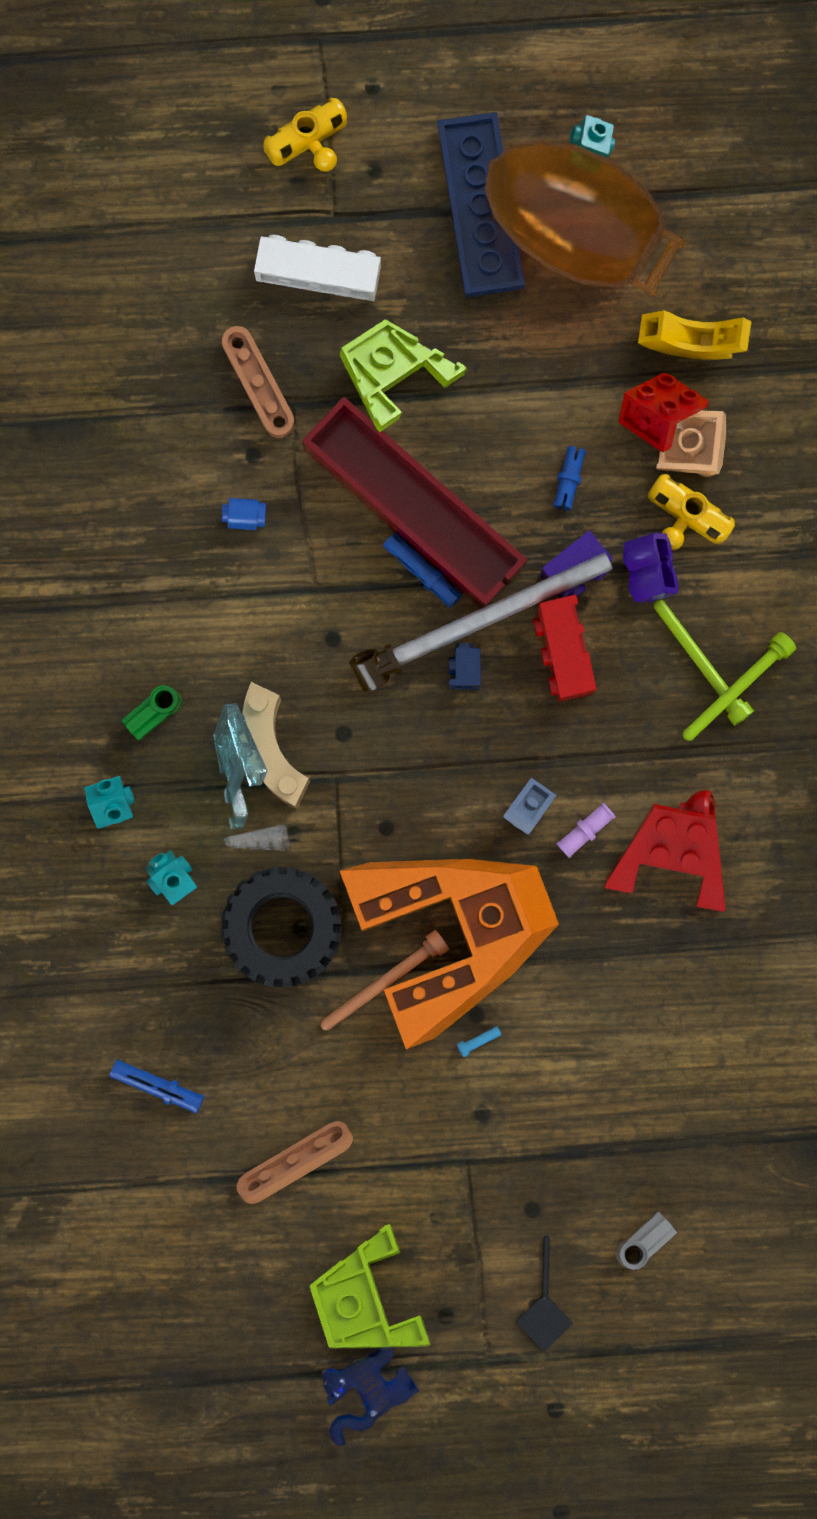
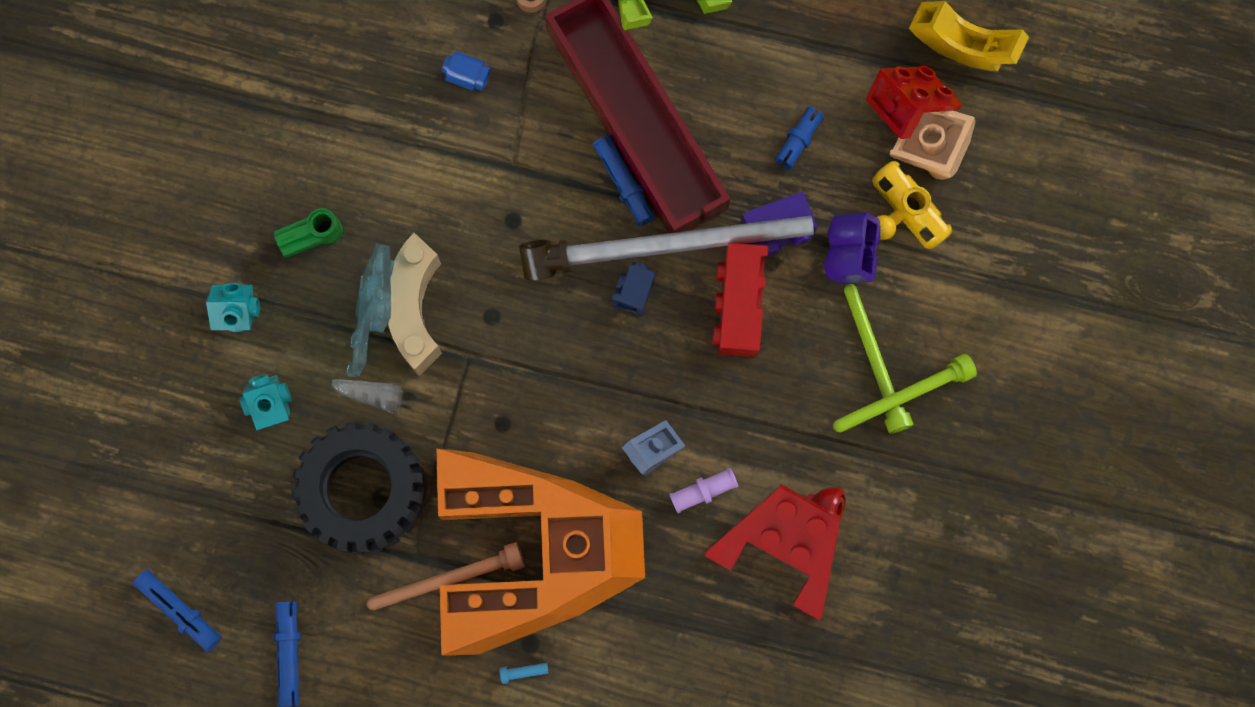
camera: 15 degrees right, 5 degrees down
(267, 1093) = (287, 654): none -> blue pin

